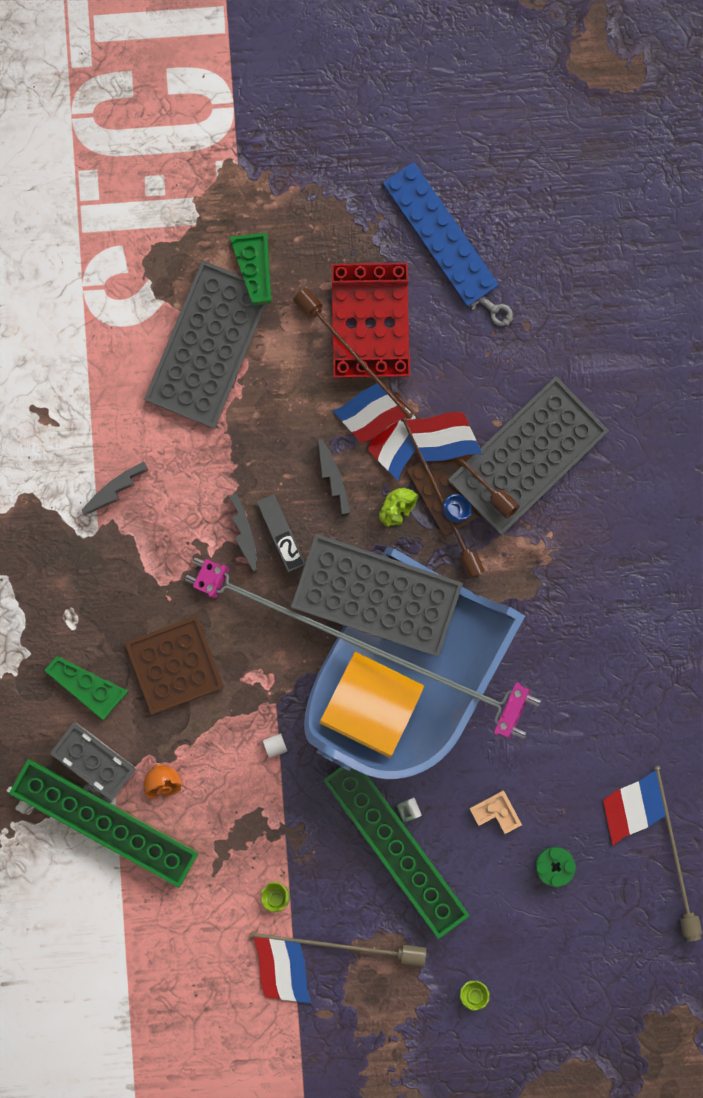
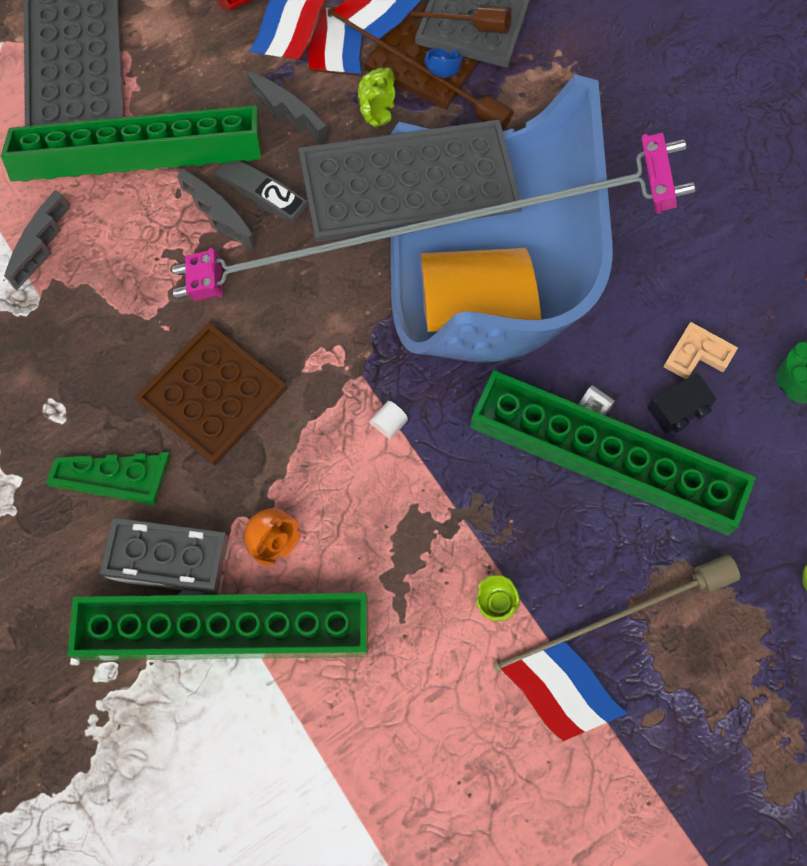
camera: 25 degrees left, 15 degrees down
(213, 454) = (132, 143): none -> green brick
(462, 841) = (682, 403): none -> black brick

